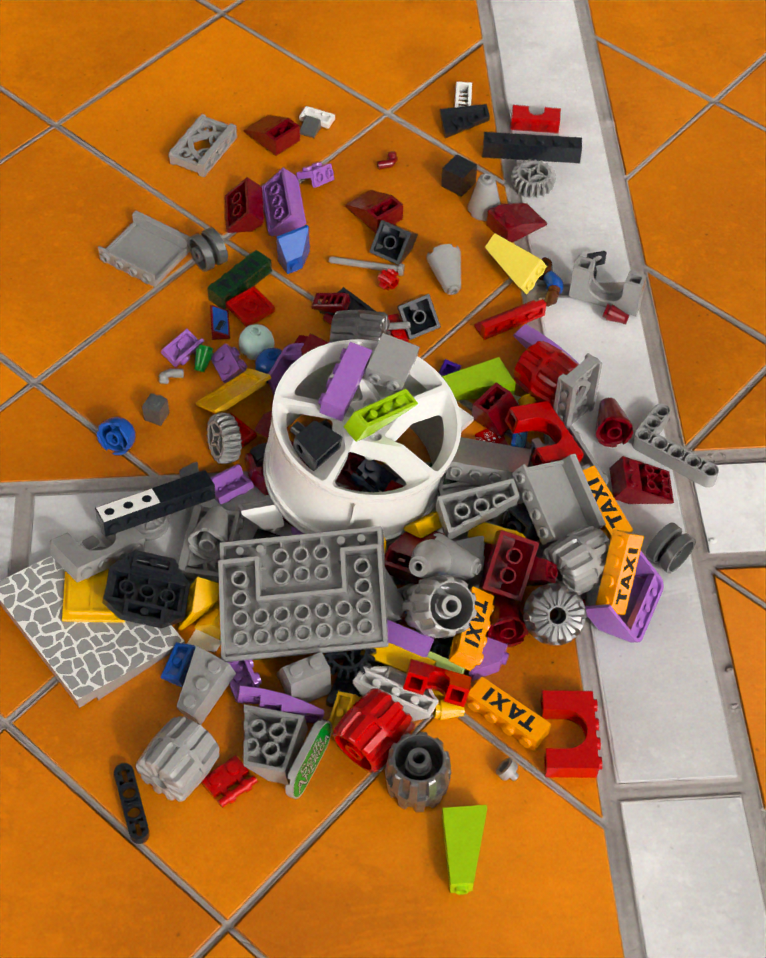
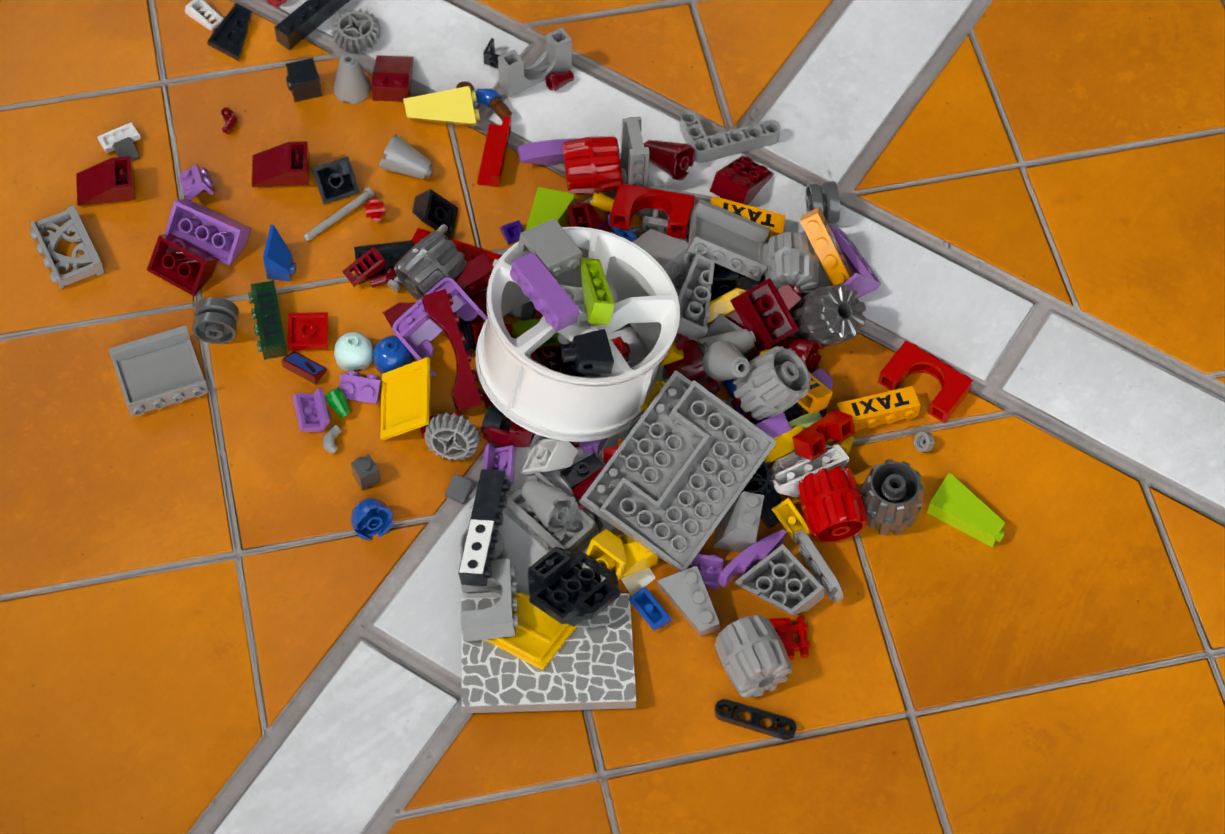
camera: 55 degrees left, 5 degrees up
(434, 525) = (681, 341): none -> dark red piece

